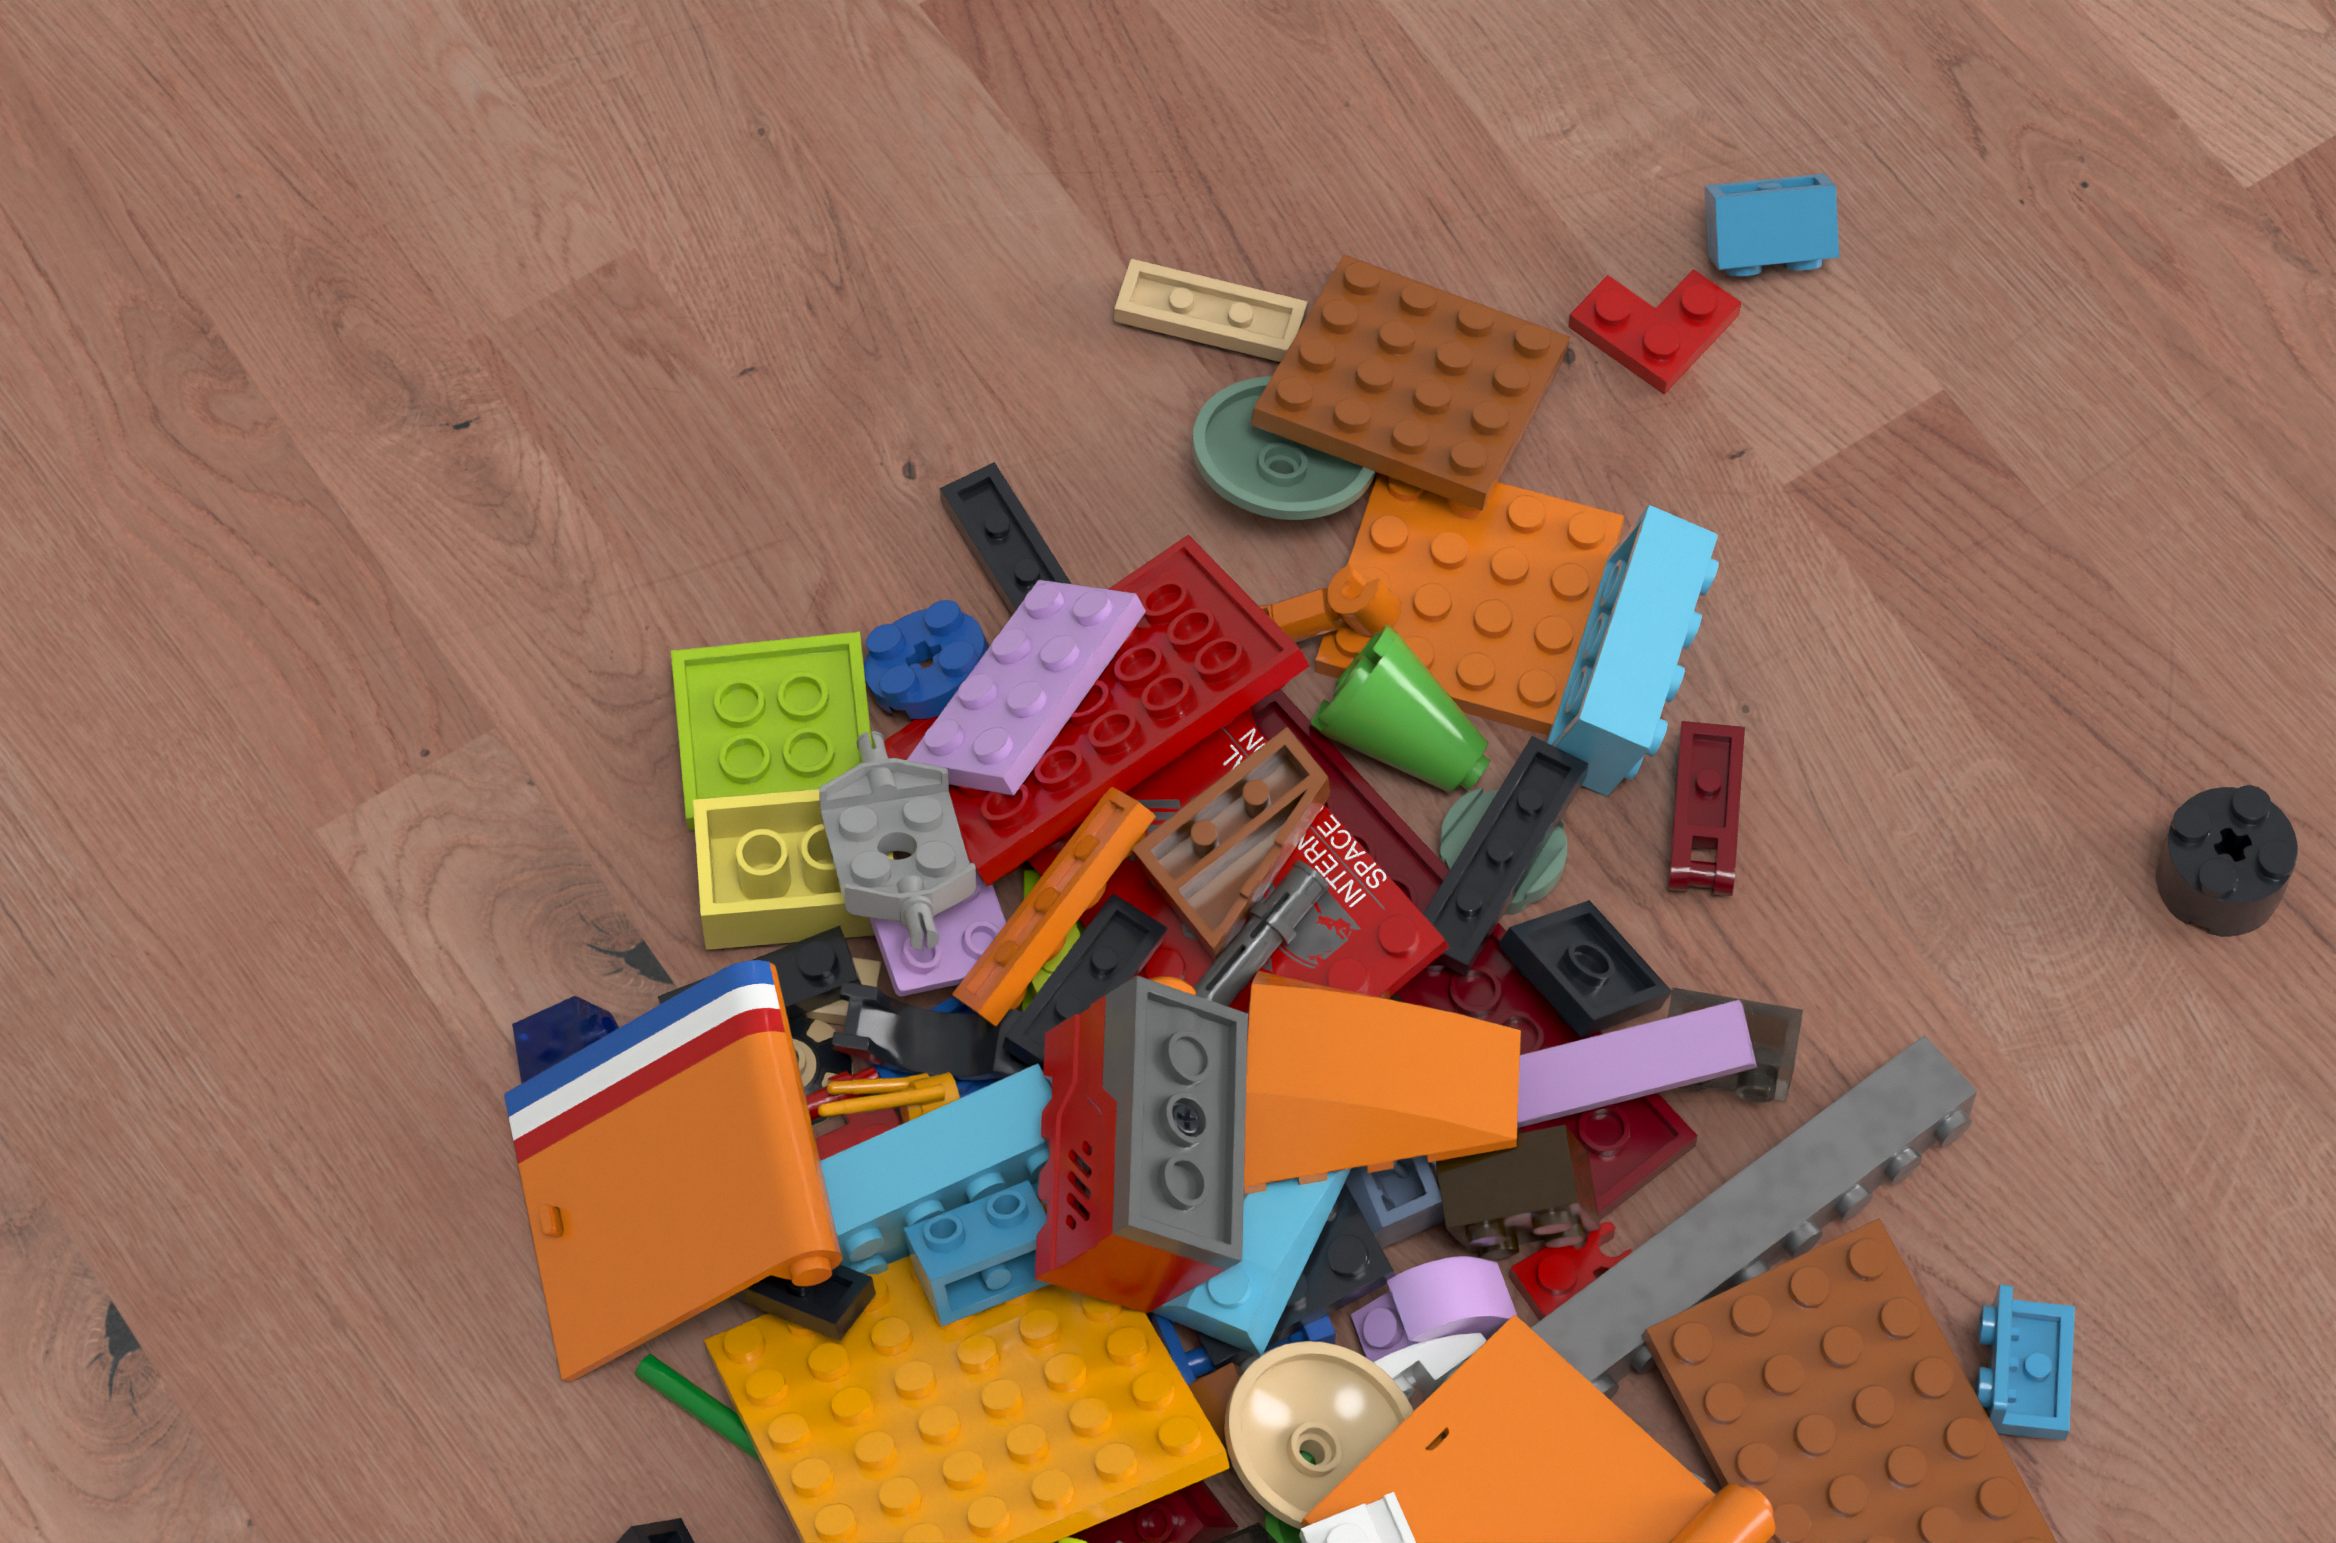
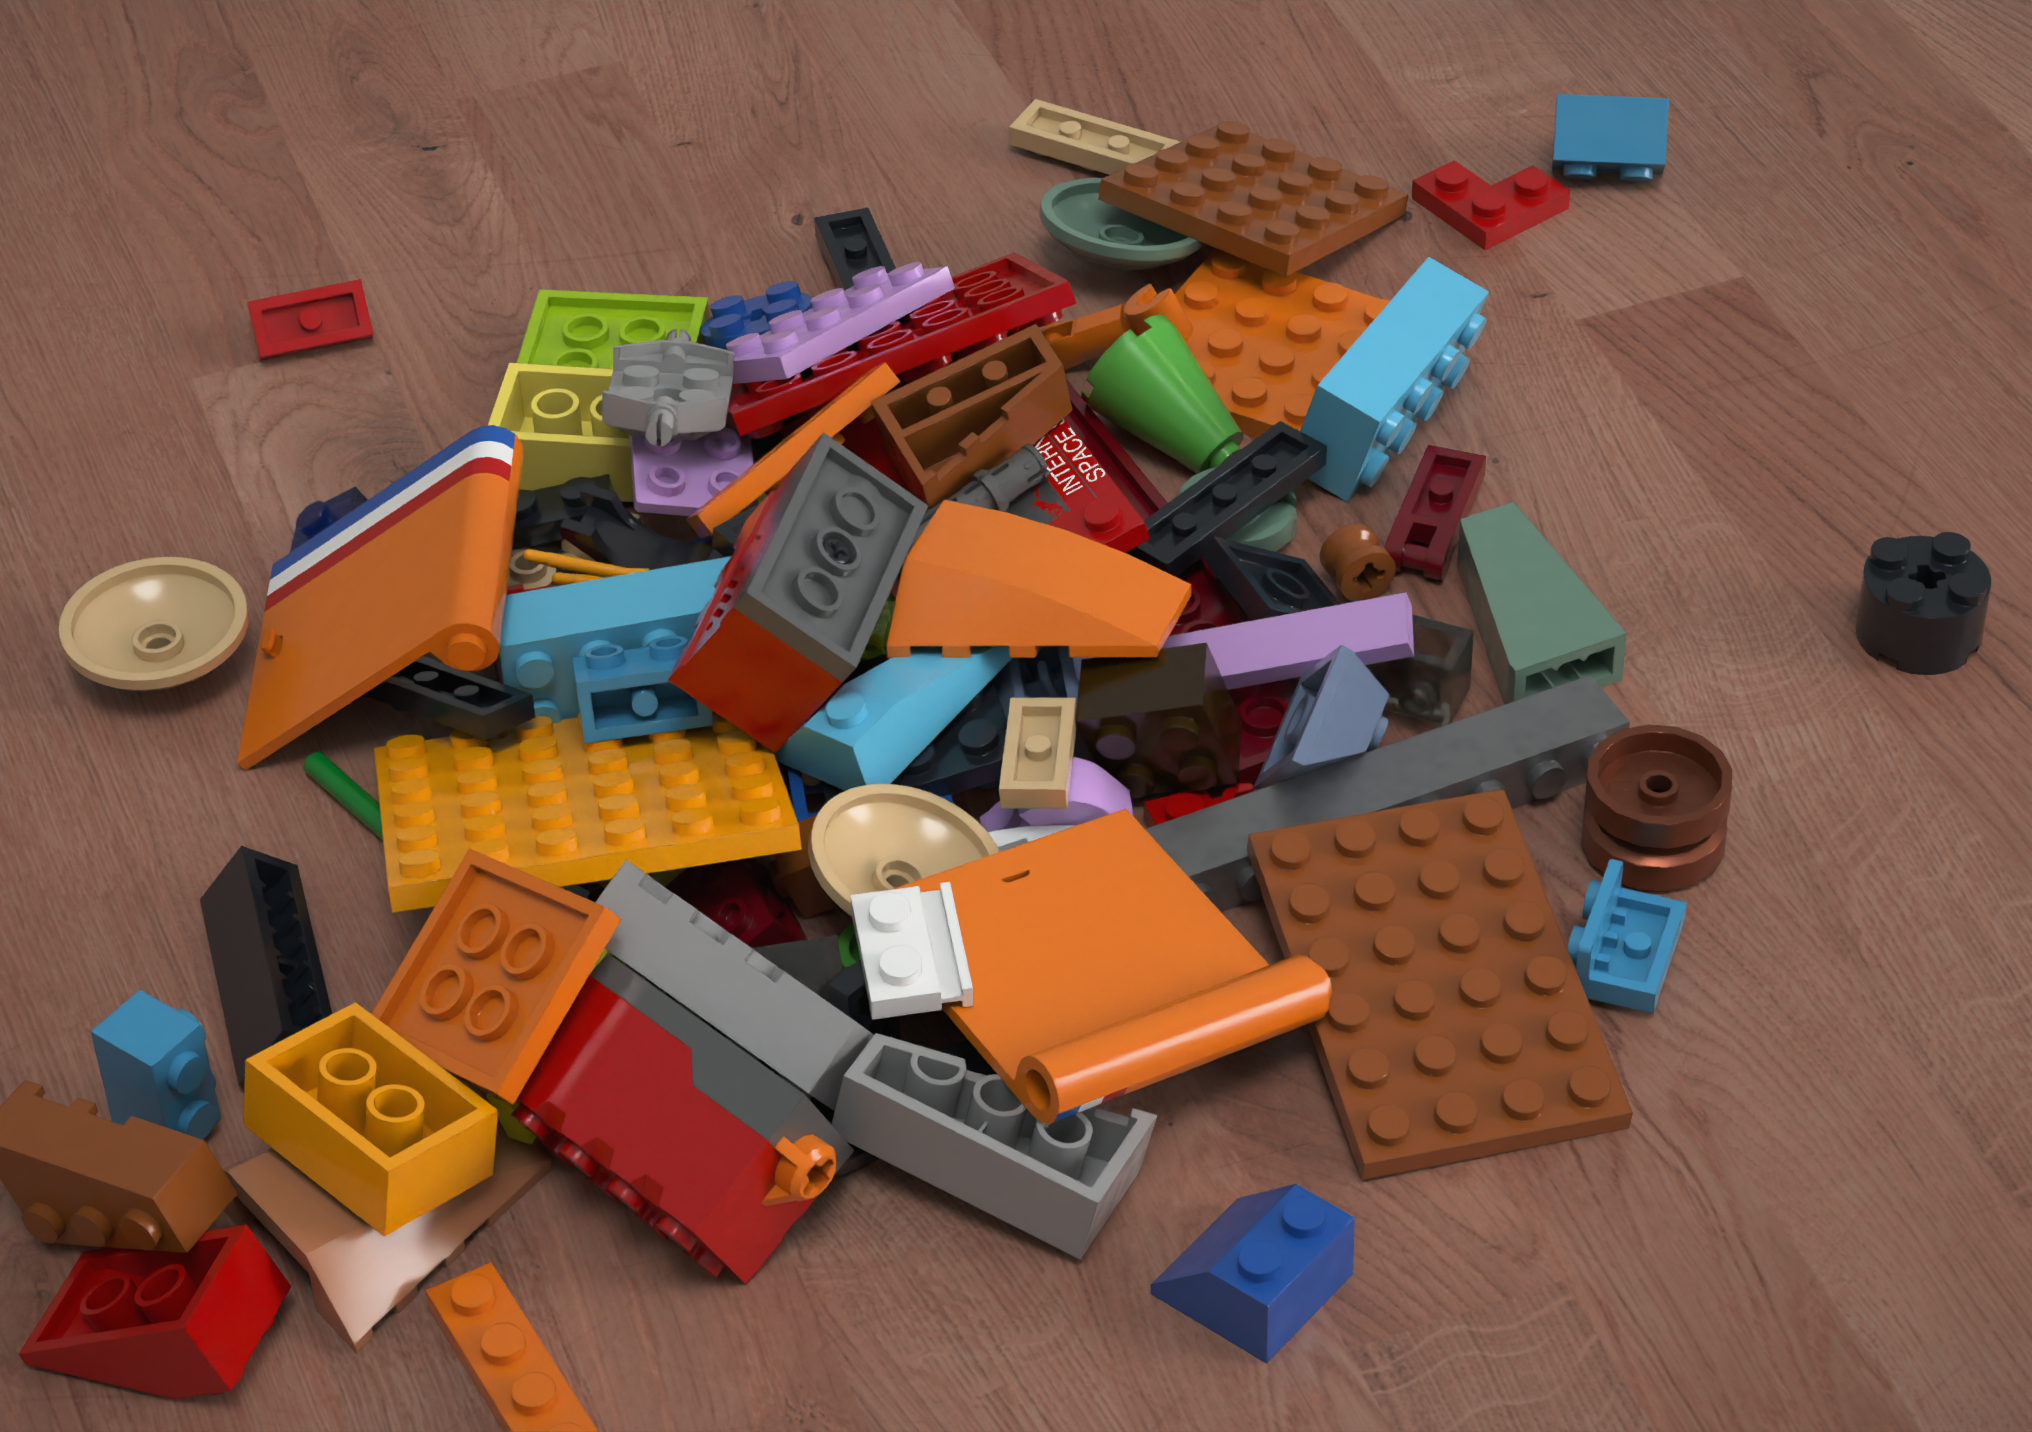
camera: 15 degrees right, 20 degrees down
(416, 1193) = (153, 623): none -> tan dish
(429, 736) = (310, 319): none -> red plate
(1419, 1276) = (1038, 753): none -> tan plate
(1647, 899) = (1357, 562): none -> dark orange wheel
(1676, 1169) = (1328, 719): none -> sand blue slope
(1838, 936) = (1533, 608): none -> sand green slope
(2023, 1194) = (1657, 805): none -> copper wheel

